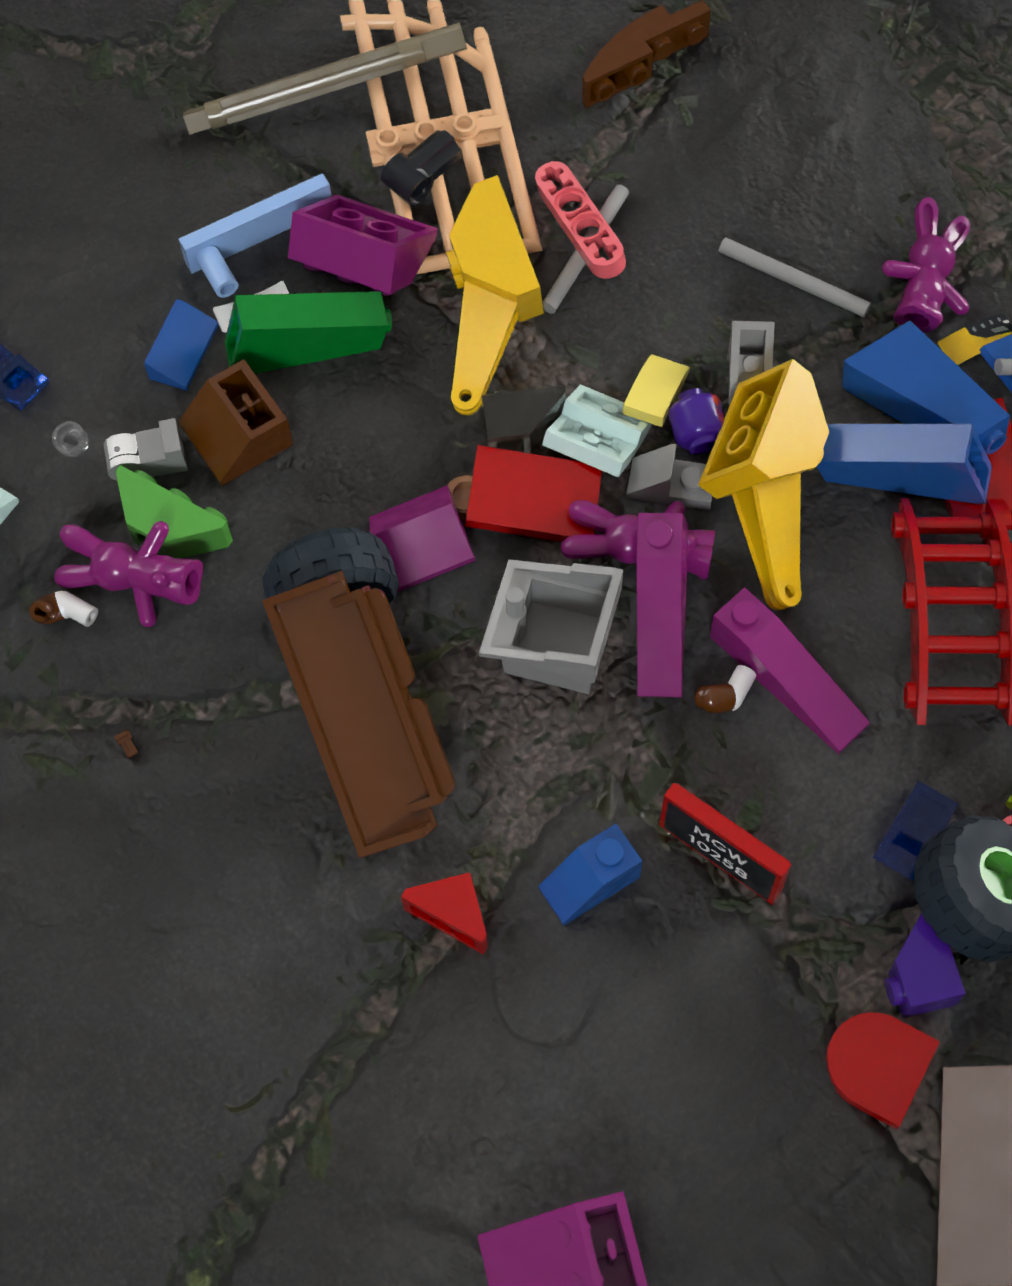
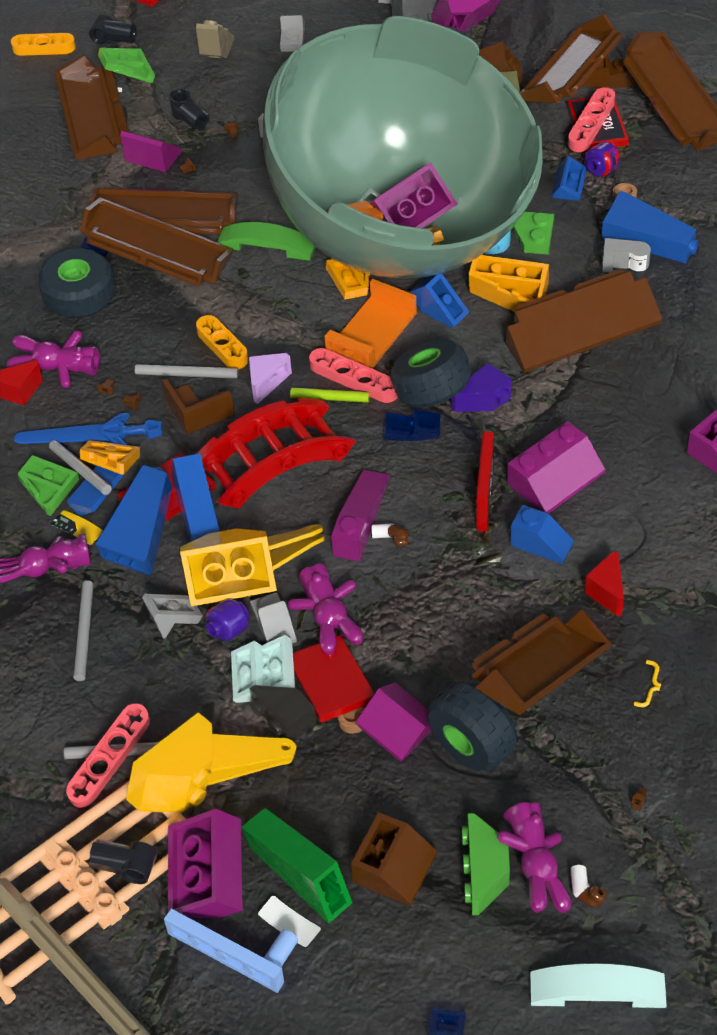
camera: 120 degrees left, 15 degrees down
(73, 431) = (475, 959): clear hinge -> none
(152, 451) = (445, 906): light grey leg -> none
(180, 345) = (351, 943): blue slope -> none
(271, 877) = (656, 688): none -> yellow piece
(553, 621) = (417, 601): light grey piece -> none
(655, 390) = (214, 652): light yellow slope -> none
(661, 603) = (360, 570): magenta slope -> none
(701, 974) = (555, 468): none -> magenta slope
(879, 1064) = (542, 391): red tile -> none

